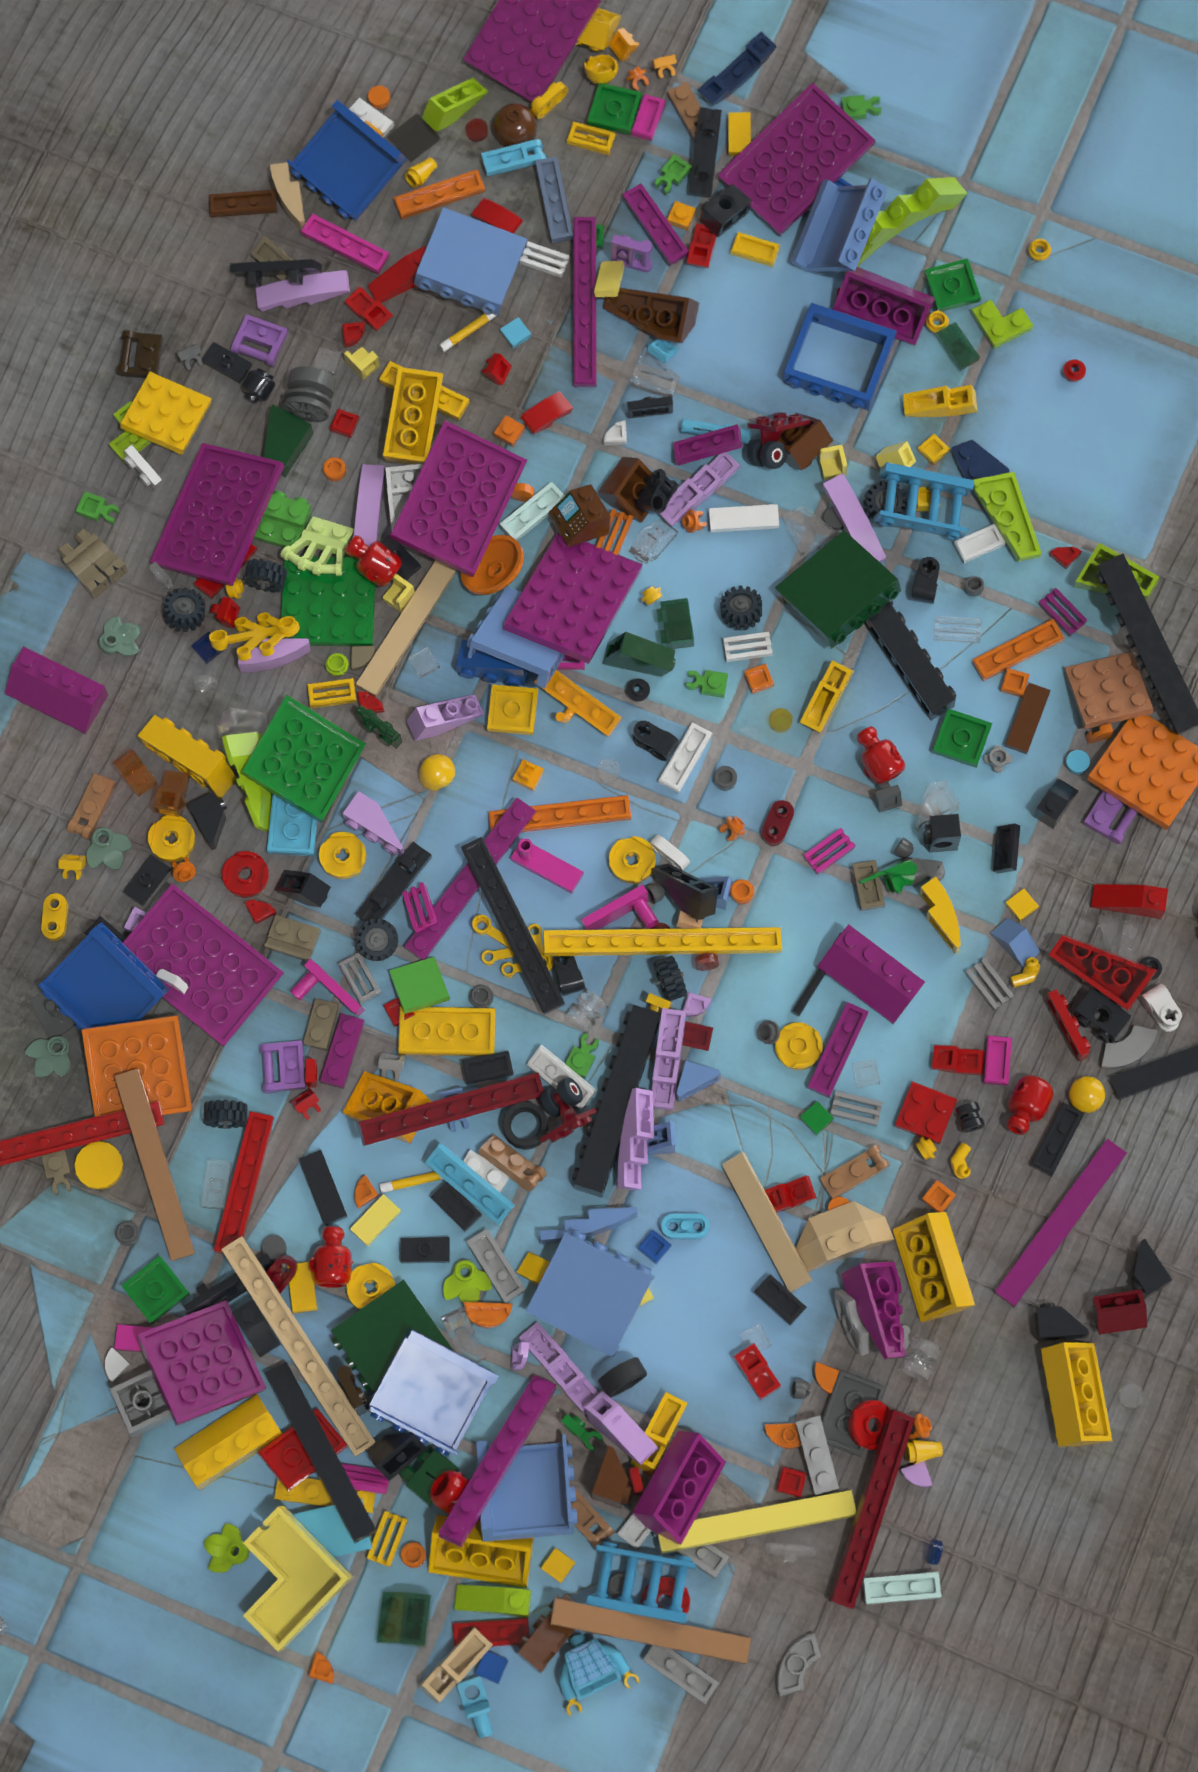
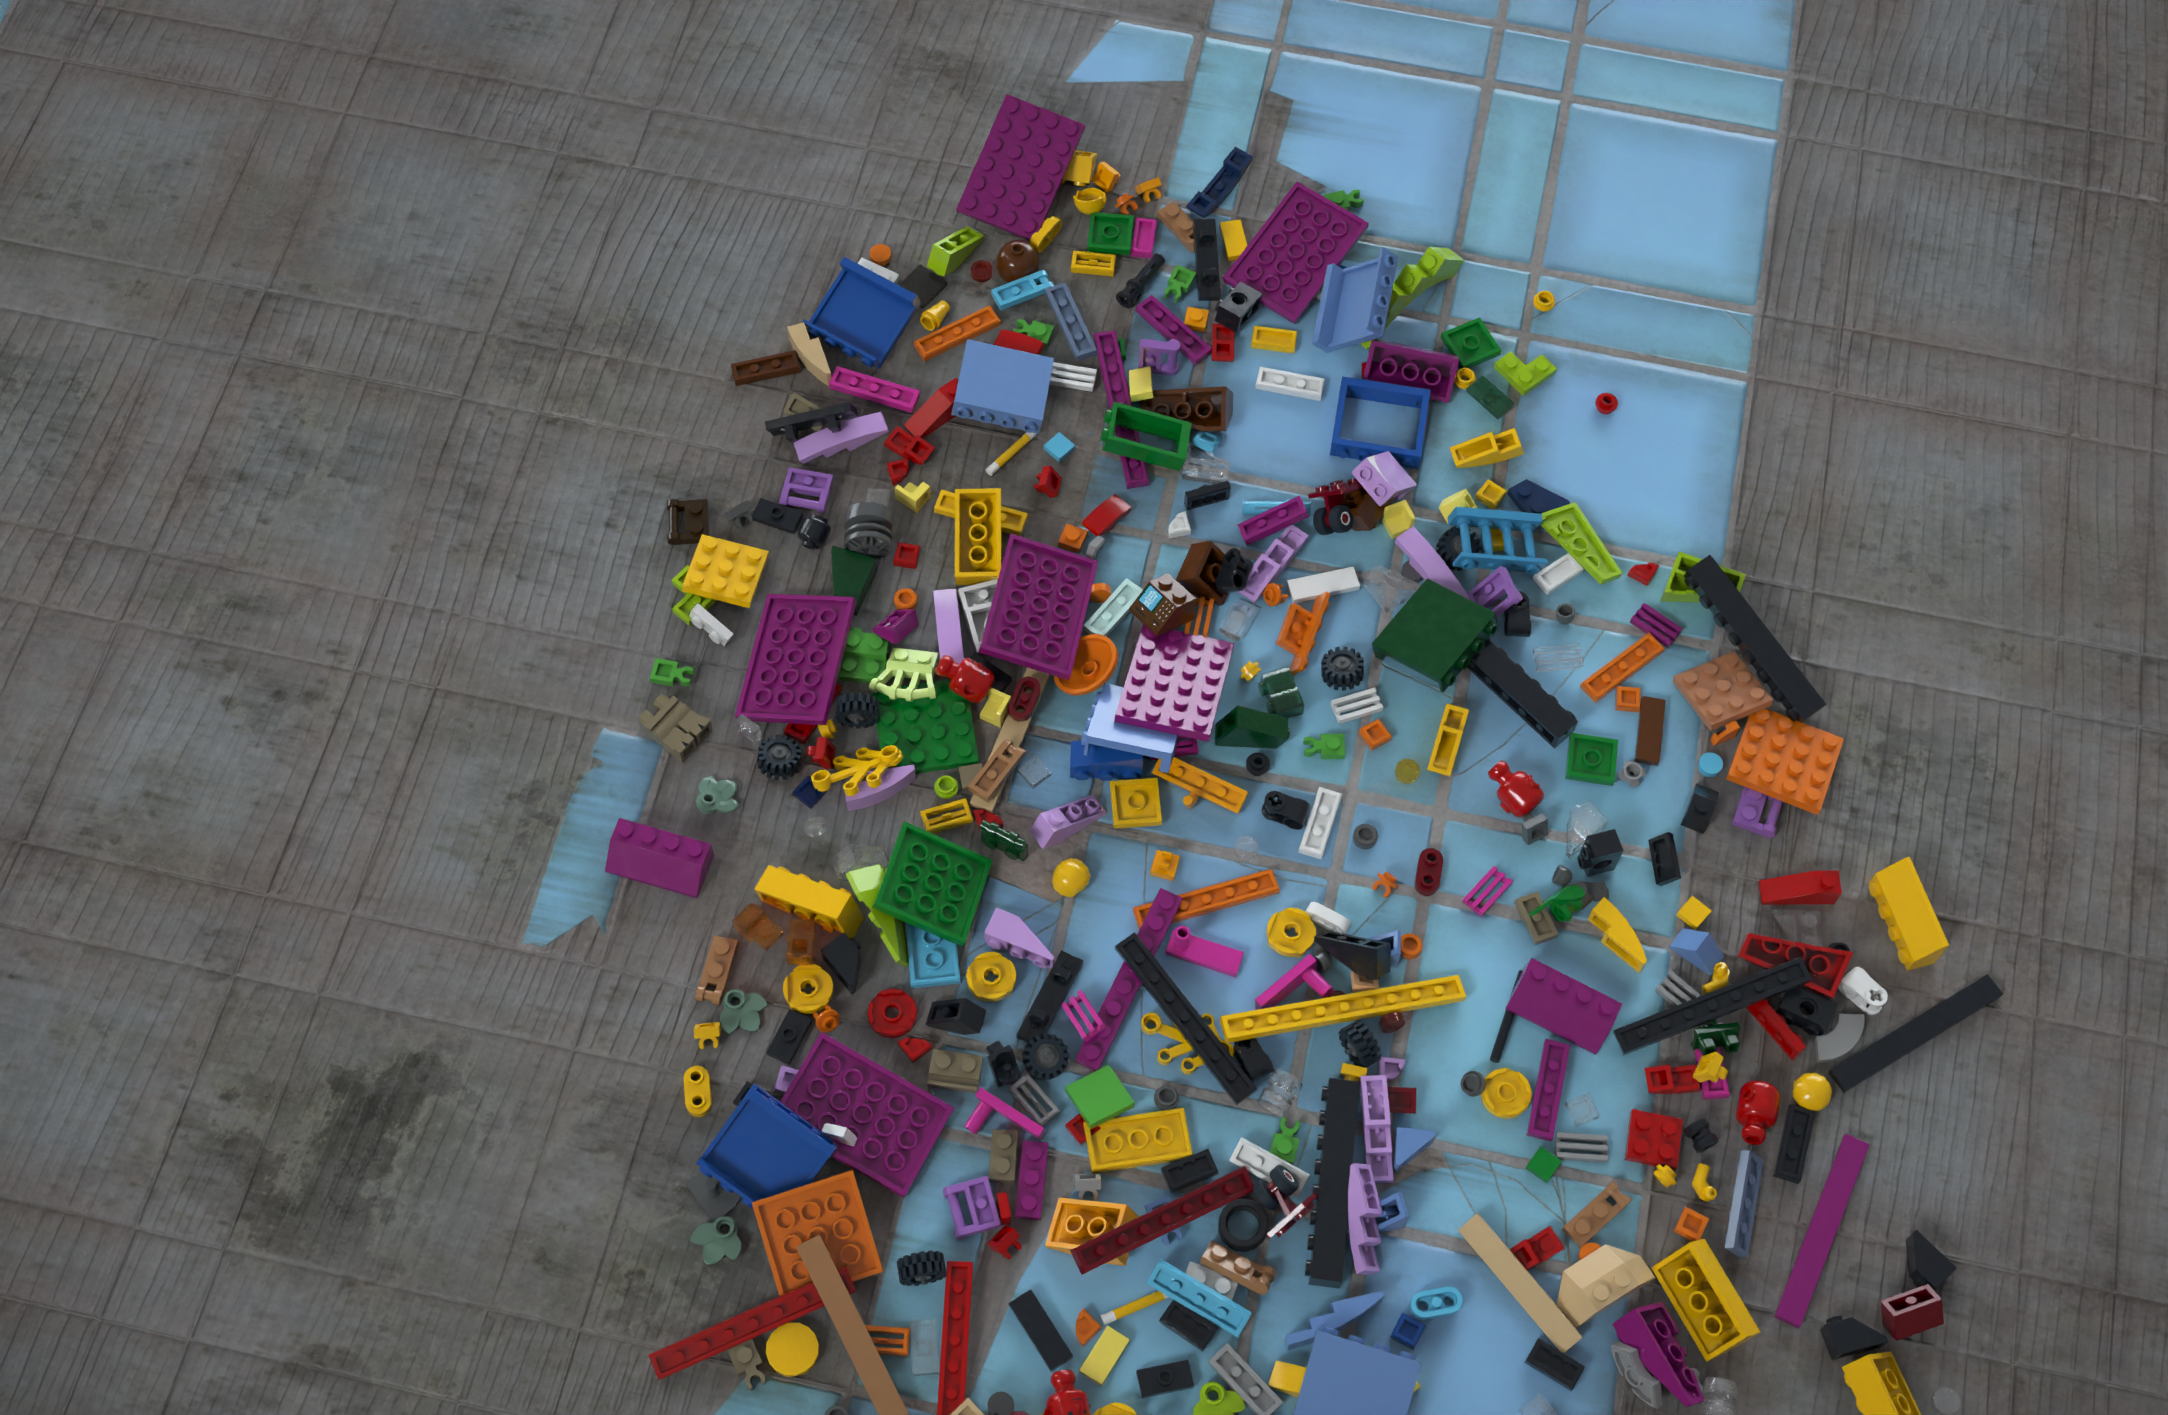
camera: 15 degrees left, 10 degrees down
(197, 1185) = (890, 1341): none -> orange tile
(320, 495) = (897, 625): none -> magenta slope
(335, 940) = (1003, 1064): none -> black hips
(386, 656) = (996, 770): none -> medium nougat plate
(425, 590) = (1024, 700): none -> dark red plate
(518, 205) = (1037, 330): none -> bright green plate
(528, 442) = (1096, 544): none -> light grey tile
(604, 322) = (1148, 423): none -> green piece
(626, 170) = (1155, 264): none -> black pin
(708, 562) = (1300, 630): none -> orange bracket
(760, 300) = (1290, 383): none -> white tile
(825, 418) = (1383, 478): none -> lavender panel
(904, 552) = (1494, 588): none -> medium lavender plate
(993, 1057) = (1710, 1068): none -> yellow tile
(993, 1186) = (1743, 1204): none -> sand blue plate
(1008, 1026) = (1714, 1034): none -> dark green hips
(1010, 998) = (1712, 1006): none -> black plate

